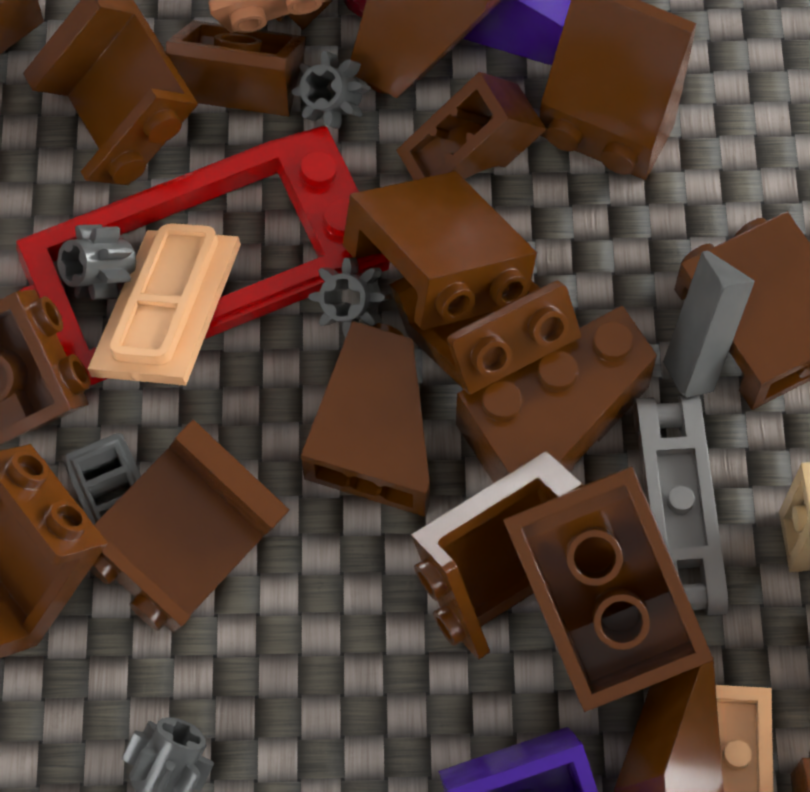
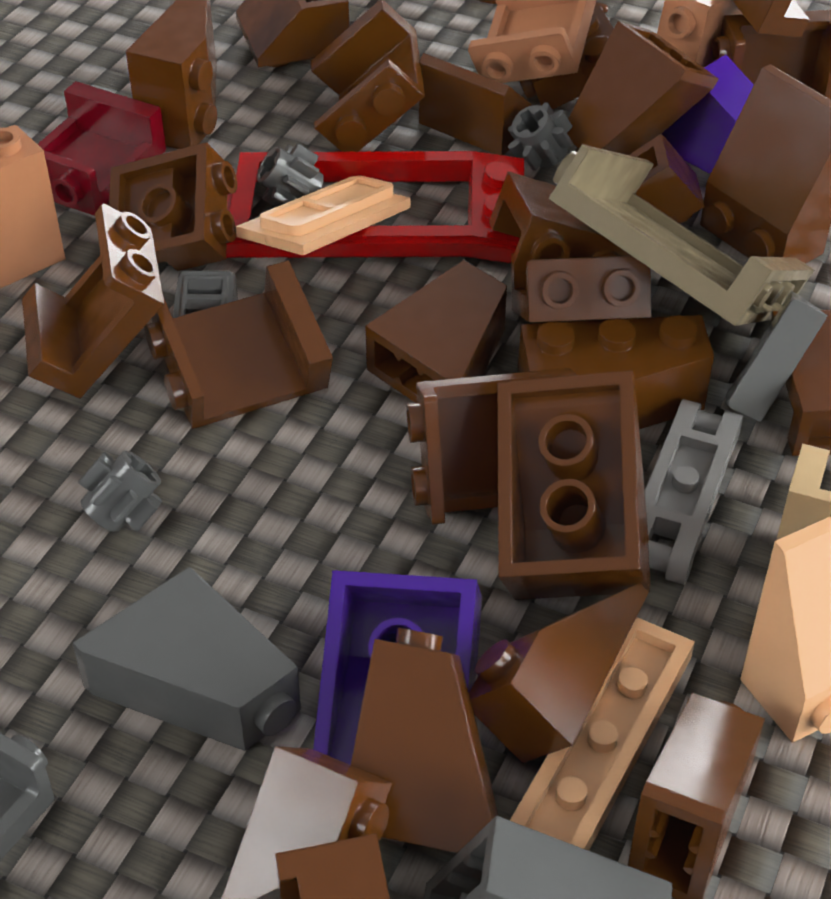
camera: 25 degrees right, 20 degrees down
(350, 279) = (475, 243): dark grey gear -> none
(580, 246) = (601, 193): none -> dark tan panel

